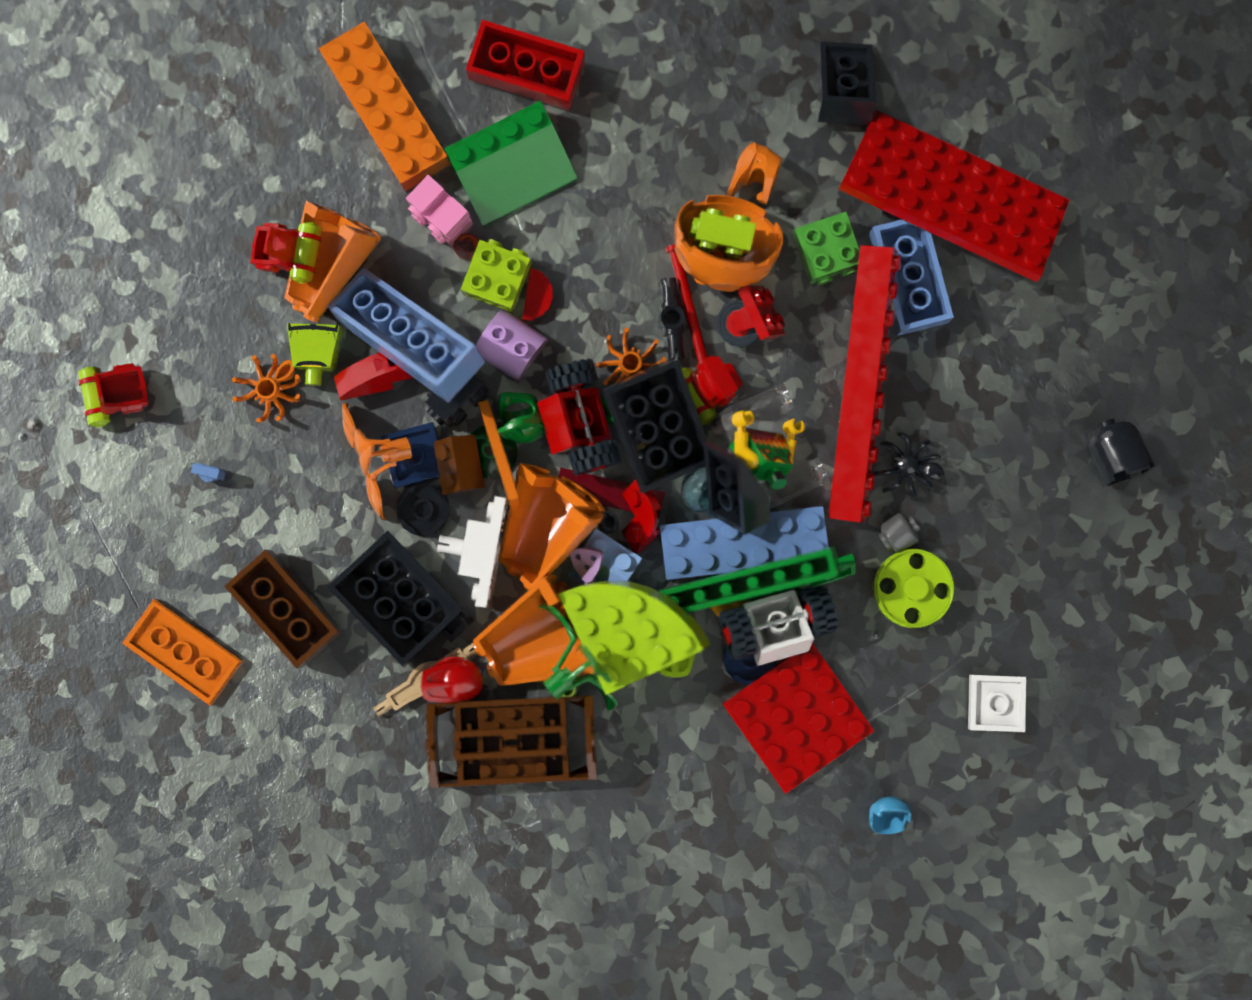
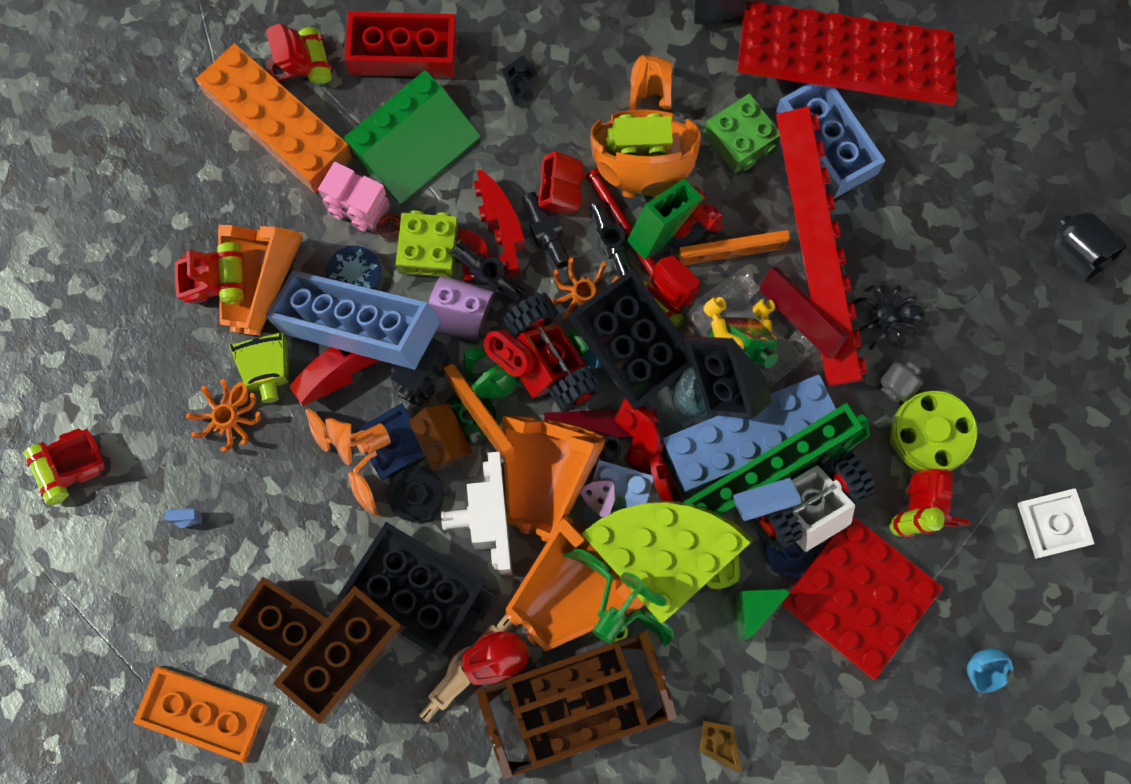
camera: 20 degrees left, 10 degrees down
(314, 641) = (339, 655): none -> reddish brown brick
(422, 280) = (355, 266): none -> dark blue tile
(423, 48) = (298, 54): none -> red piece
(536, 309) = (476, 263): none -> black pin
(539, 408) = (510, 355): none -> red plate
(572, 263) = (502, 219): none -> red slope
(612, 291) = (546, 230): none -> black pin
(630, 810) = (720, 744): none -> pearl gold piece
(631, 129) = (519, 78): none -> black piece
(639, 250) = (560, 183): none -> red brick
(649, 565) = (663, 480): none -> red tile
(697, 703) = (755, 608): none -> green slope
(723, 317) = (663, 218): none -> green slope
(732, 613) = (767, 499): none -> medium blue tile
(784, 359) = (733, 247): none -> orange tile
(826, 443) = (803, 313): none -> dark red tile
(884, 654) = (928, 505): none -> red piece

